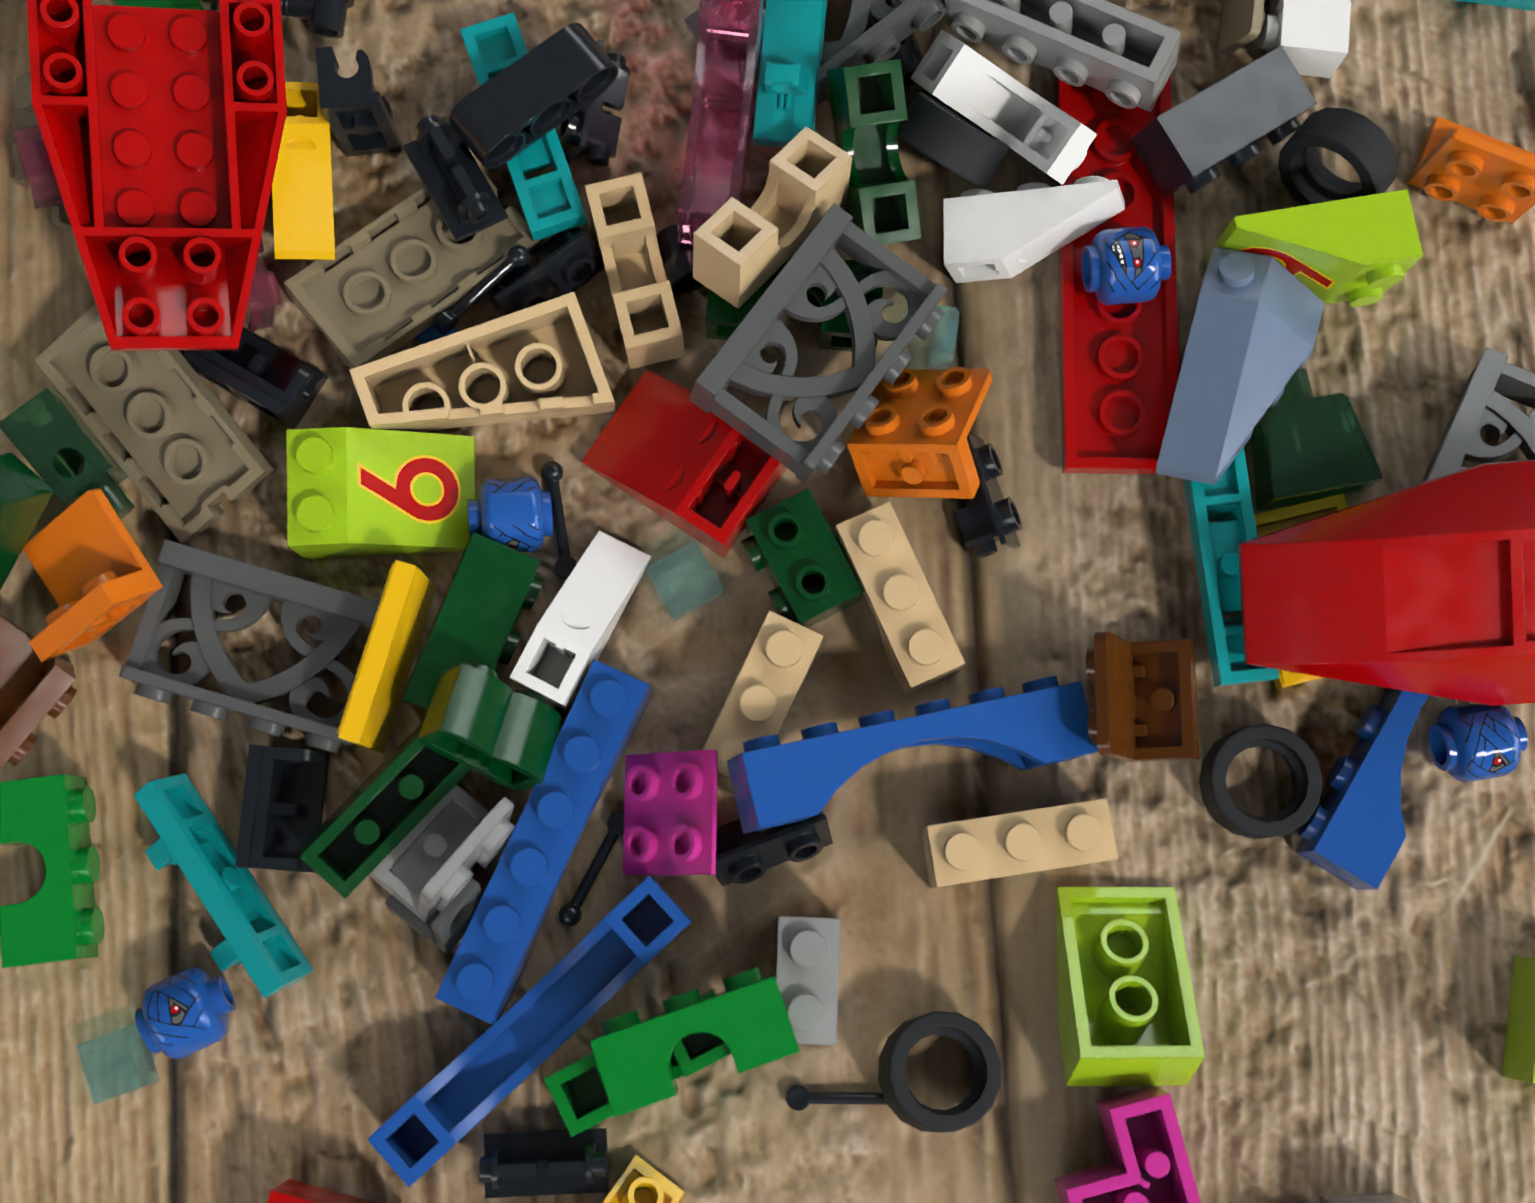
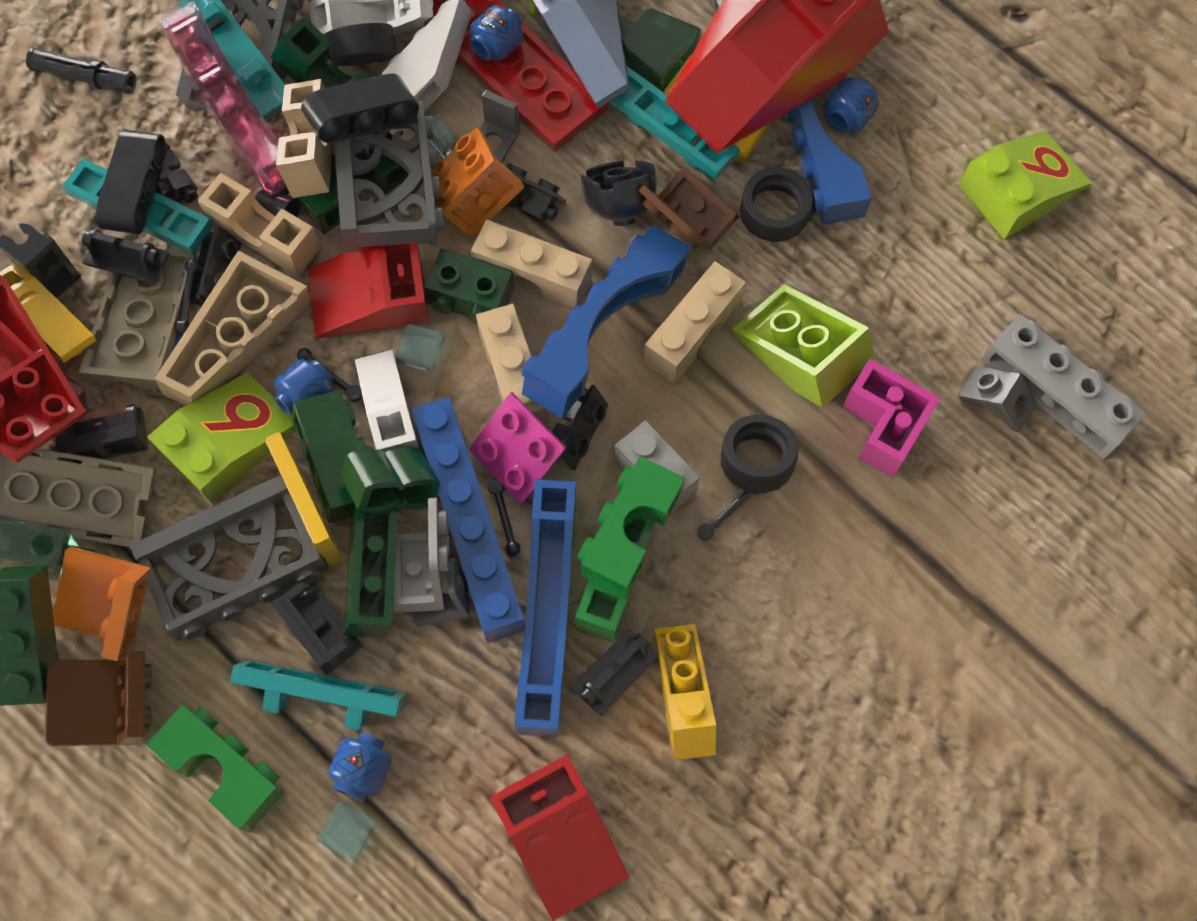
camera: 40 degrees left, 10 degrees down
(857, 240) = (359, 107): none -> black beam
(1035, 378) = (501, 120): none -> dark grey bracket
(1086, 592) = (613, 190): none -> black cylinder

